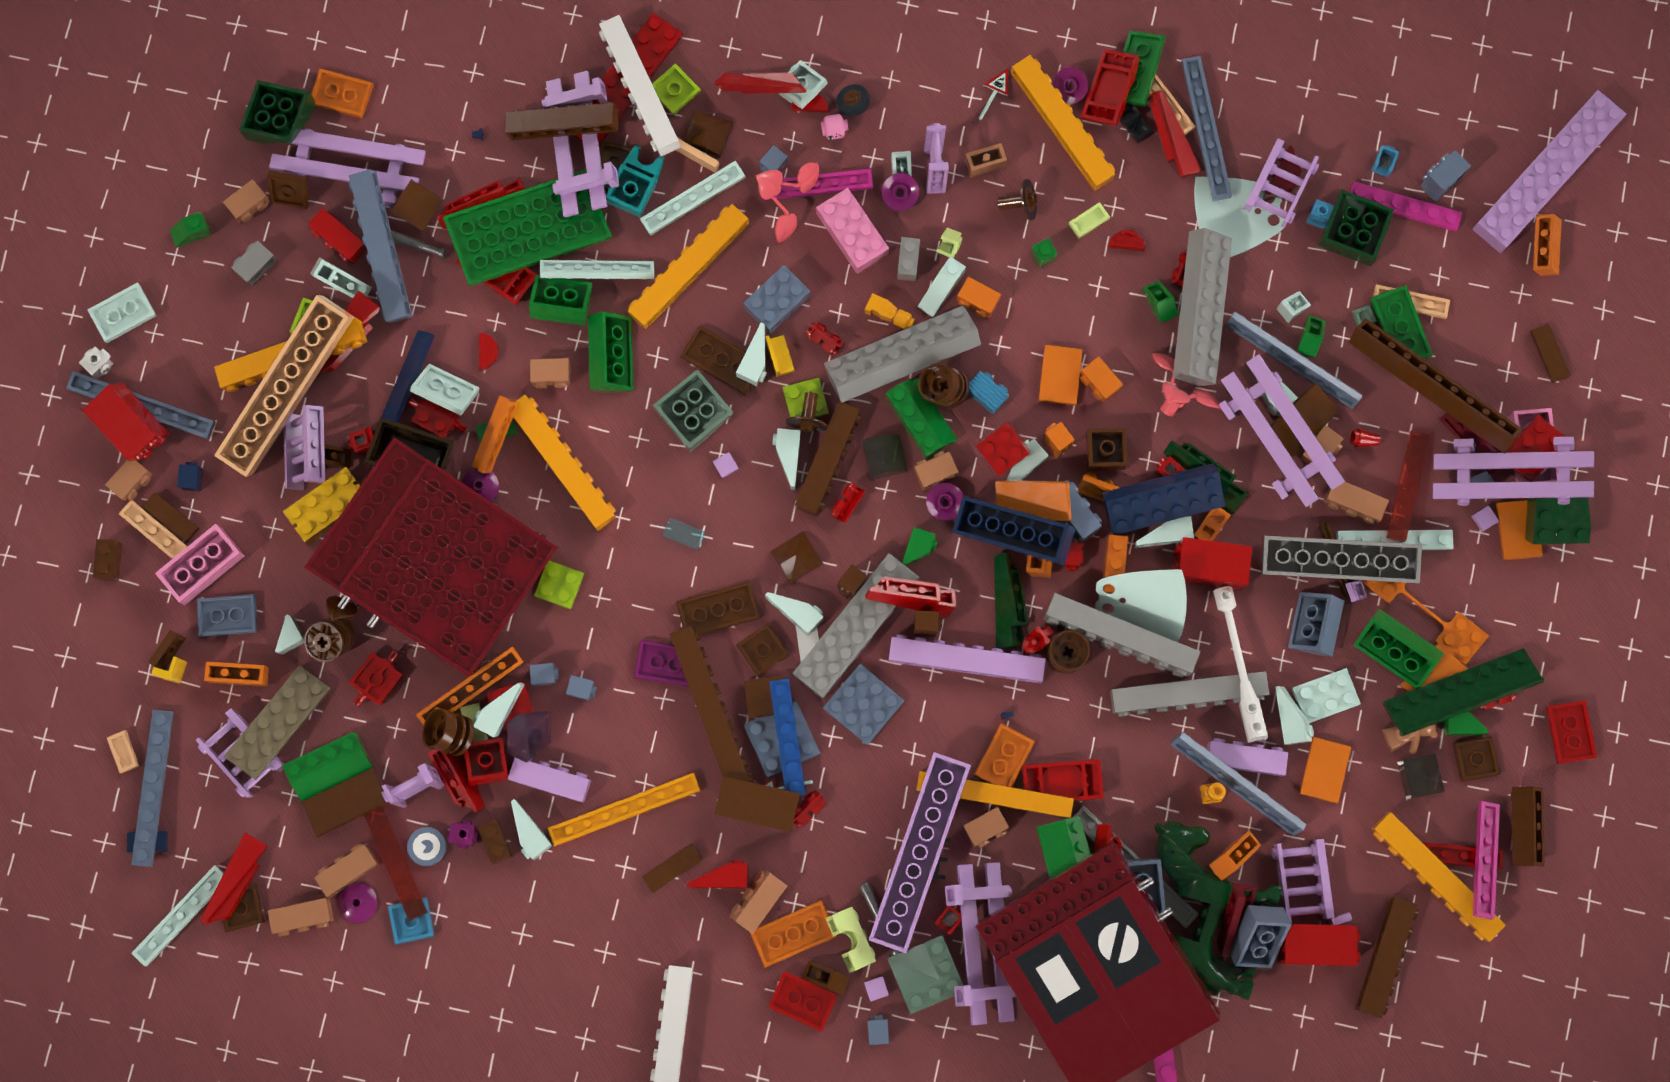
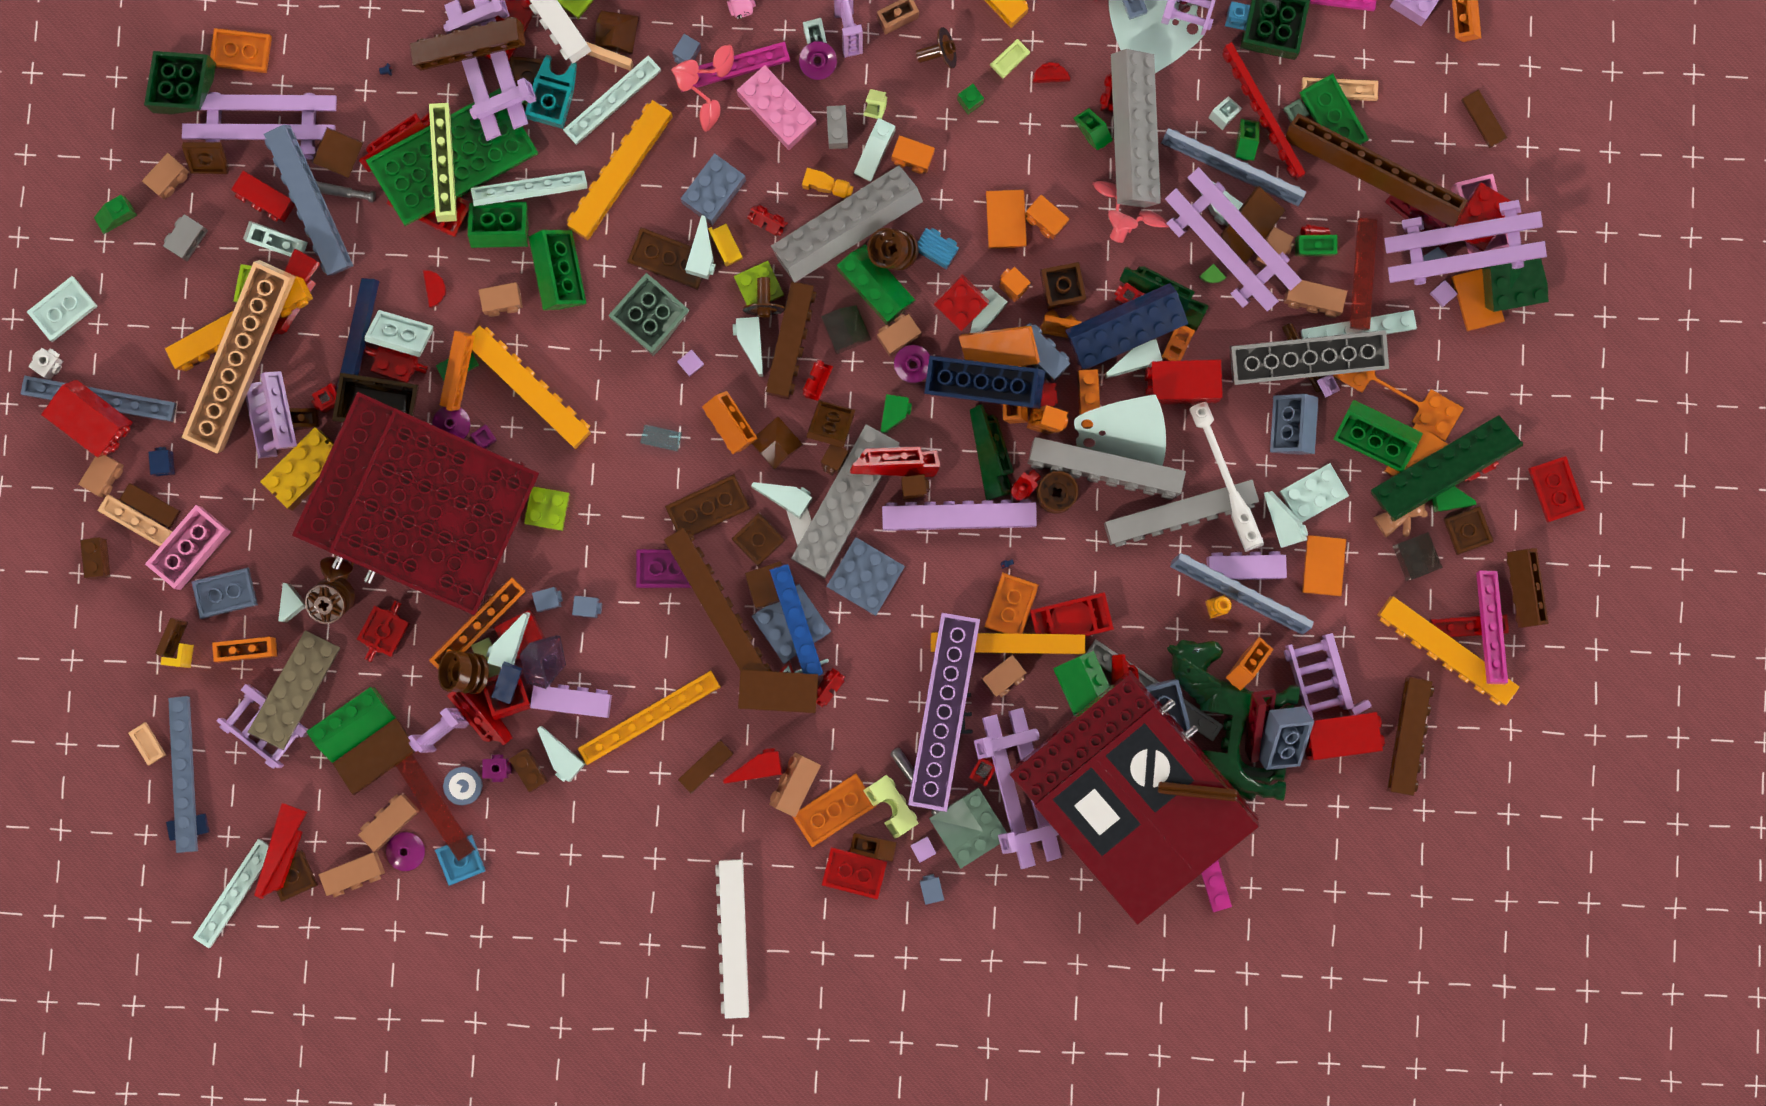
camera: 15 degrees left, 5 degrees up
(489, 749) = (507, 682): none -> dark blue tile
(509, 504) = (483, 437): none -> magenta tile
(517, 230) = (442, 162): none -> yellowish green brick
(754, 529) = (729, 422): none -> orange brick
(854, 547) = (831, 423): none -> reddish brown tile
(1070, 578) = (1047, 420): none -> orange brick
(1162, 974) = (1197, 791): none -> reddish brown axle
(1256, 463) = (1212, 275): none -> bright green tile
(1329, 305) = (1266, 117): none -> red plate
(1364, 450) = (1316, 245): none -> green panel

